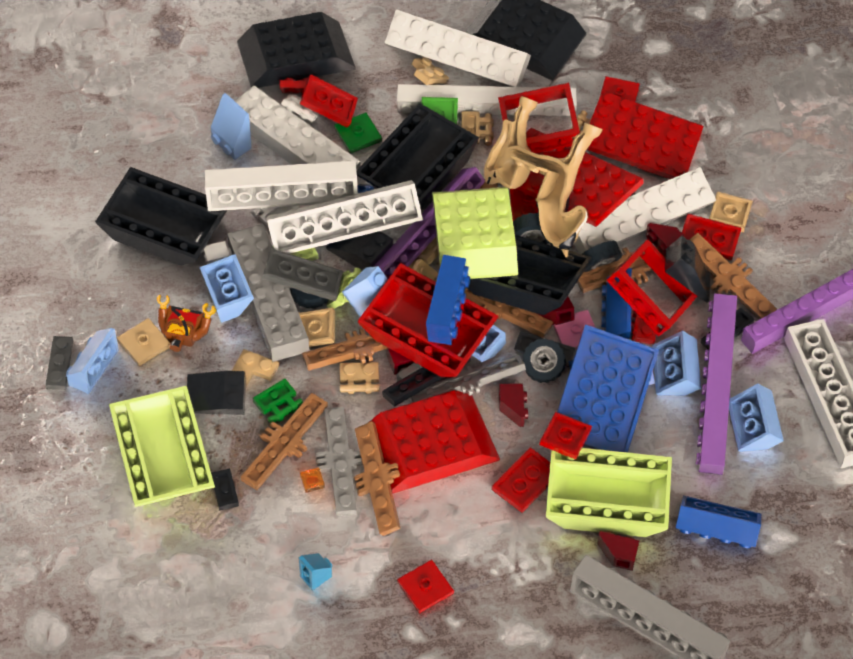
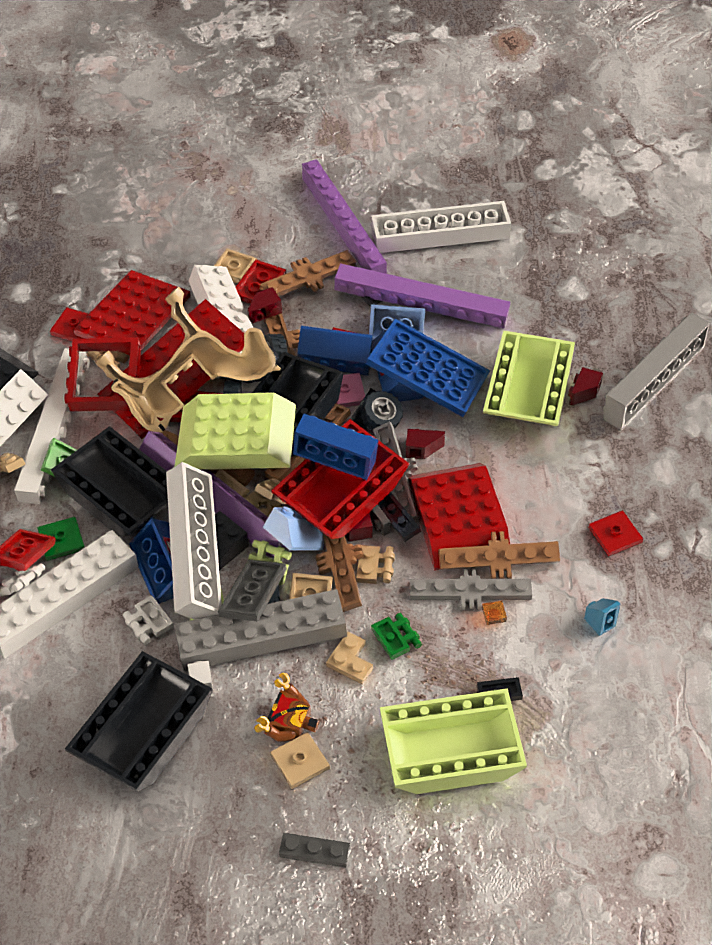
camera: 80 degrees left, 5 degrees down
(93, 360) = (323, 806): light blue slope -> none
(217, 392) = (382, 683): black slope -> none
(227, 287) = (250, 664): light blue slope -> none
(231, 128) = (33, 643): light blue slope -> none
(279, 185) = (142, 591): white brick -> none
(283, 441) = (446, 633): medium nougat hinge -> none
(472, 121) = (80, 434): tan plate -> none
(524, 480) = (507, 444): red plate -> none
(565, 435) = (476, 397): red plate -> none
(639, 299) = (342, 315): red window -> none
(687, 267) = (302, 289): black slope -> none
(719, 521) = (561, 313): blue slope -> none
(755, 419) = (461, 277): light blue slope -> none

